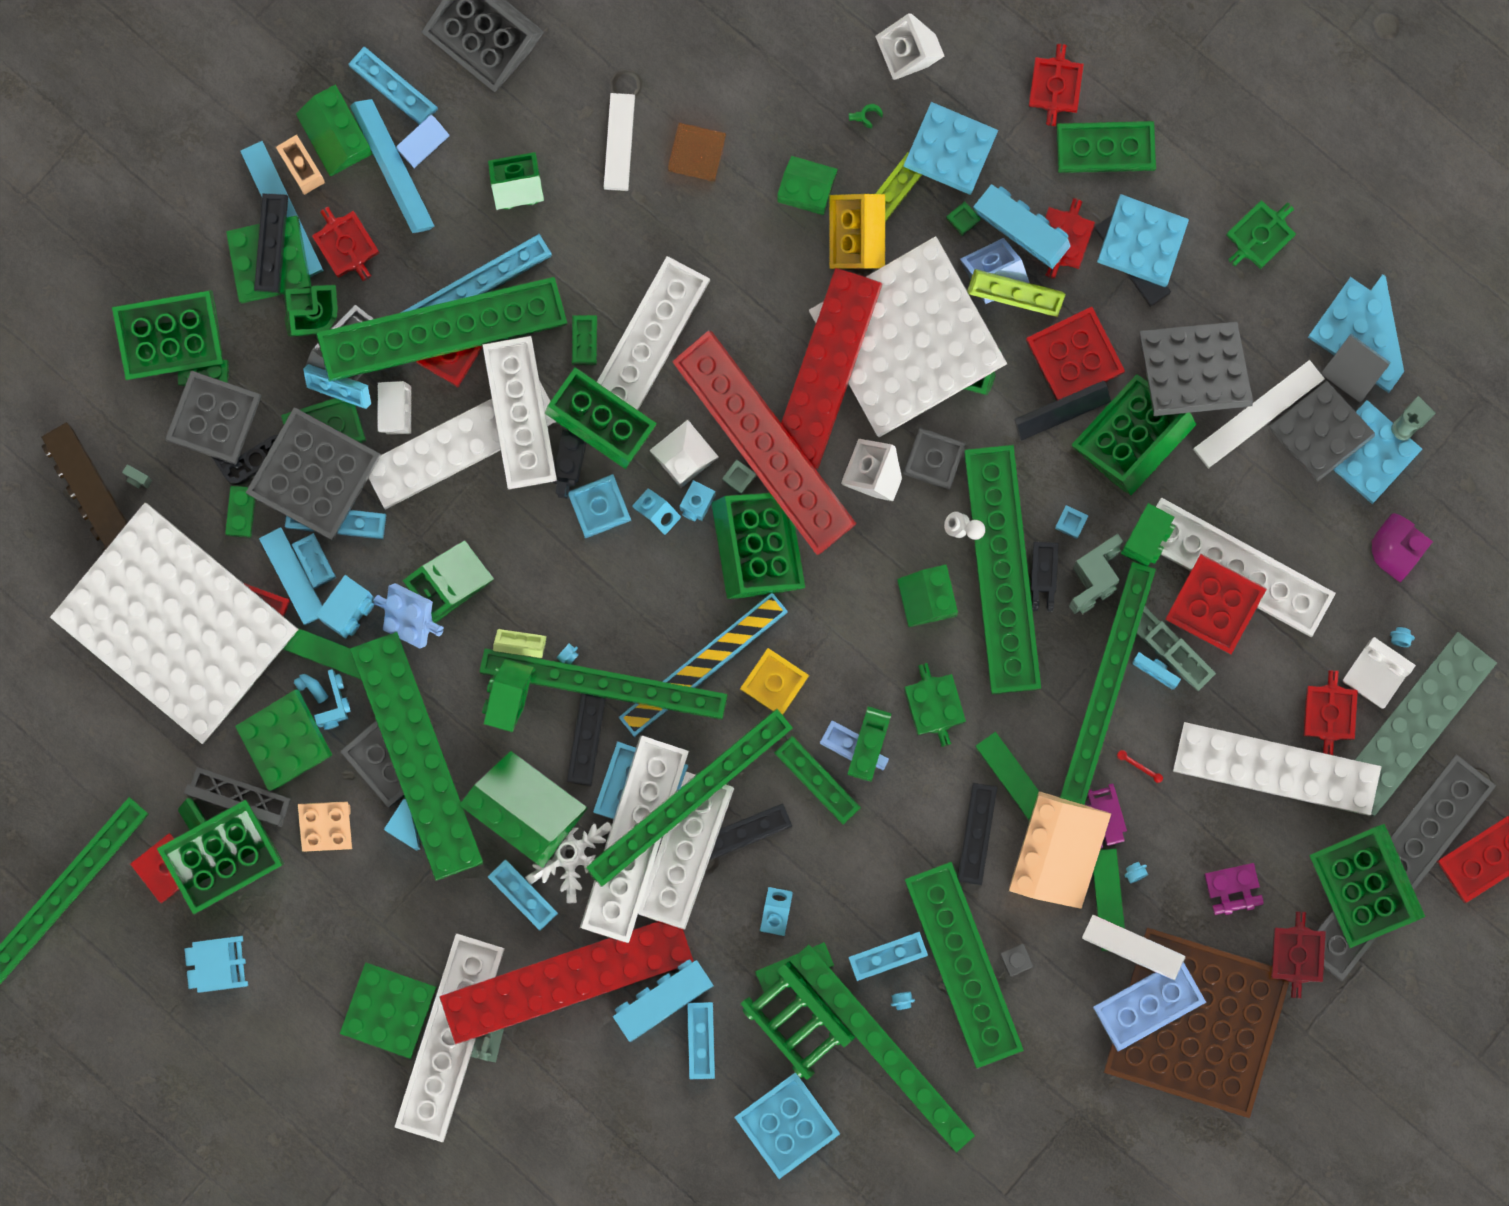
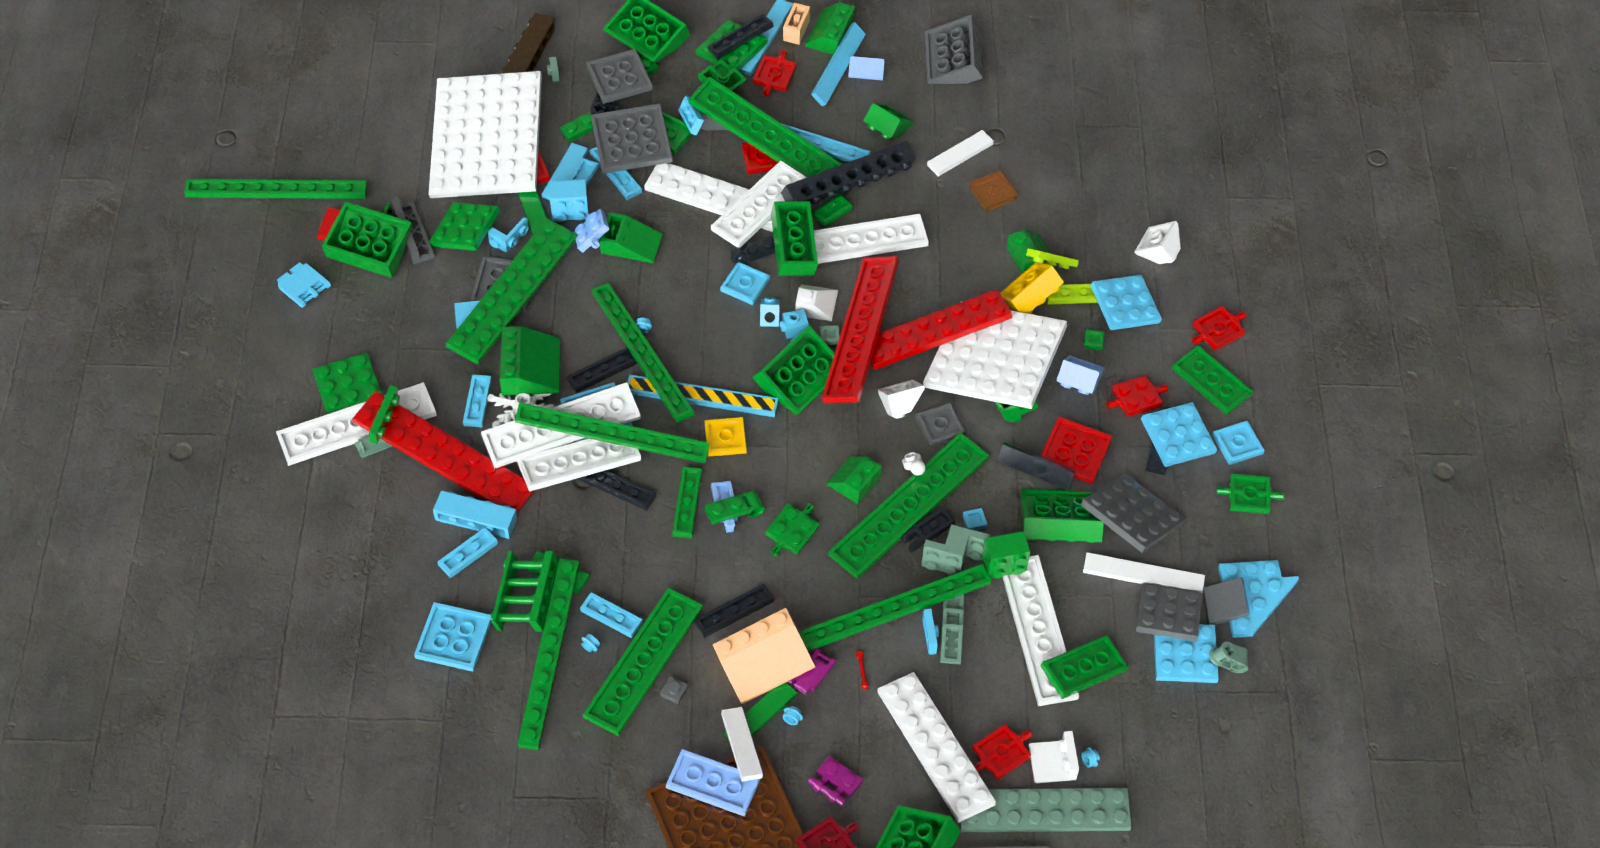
camera: 45 degrees right, 25 degrees down
(313, 686) = (509, 220): medium azure arm -> none
(325, 826) = (432, 279): light nougat hinge -> none
(392, 86) = (882, 37): medium azure tile -> none
(394, 407) = (706, 152): white hinge -> none
(485, 1011) = (384, 415): none -> green plate
(507, 695) = (589, 304): green brick -> none
(519, 643) = (627, 297): yellowish green plate -> none
(541, 370) = (900, 153): none -> black brick
(776, 912) = (583, 534): medium azure bracket -> none
(844, 177) = (1051, 259): none -> lime plate
(860, 116) = (1100, 250): green piece -> none
(1009, 773) = (791, 591): green tile -> none
(1016, 293) = (1078, 388): lime tile -> none
(1022, 226) = (1119, 365): medium azure brick -> none
(1195, 190) = (1238, 442): none -> medium azure tile
(1216, 603) = (1003, 631): red plate -> none
(1311, 561) = (1084, 666): none -> green tile
(1398, 546) = (1144, 712): magenta brick -> none

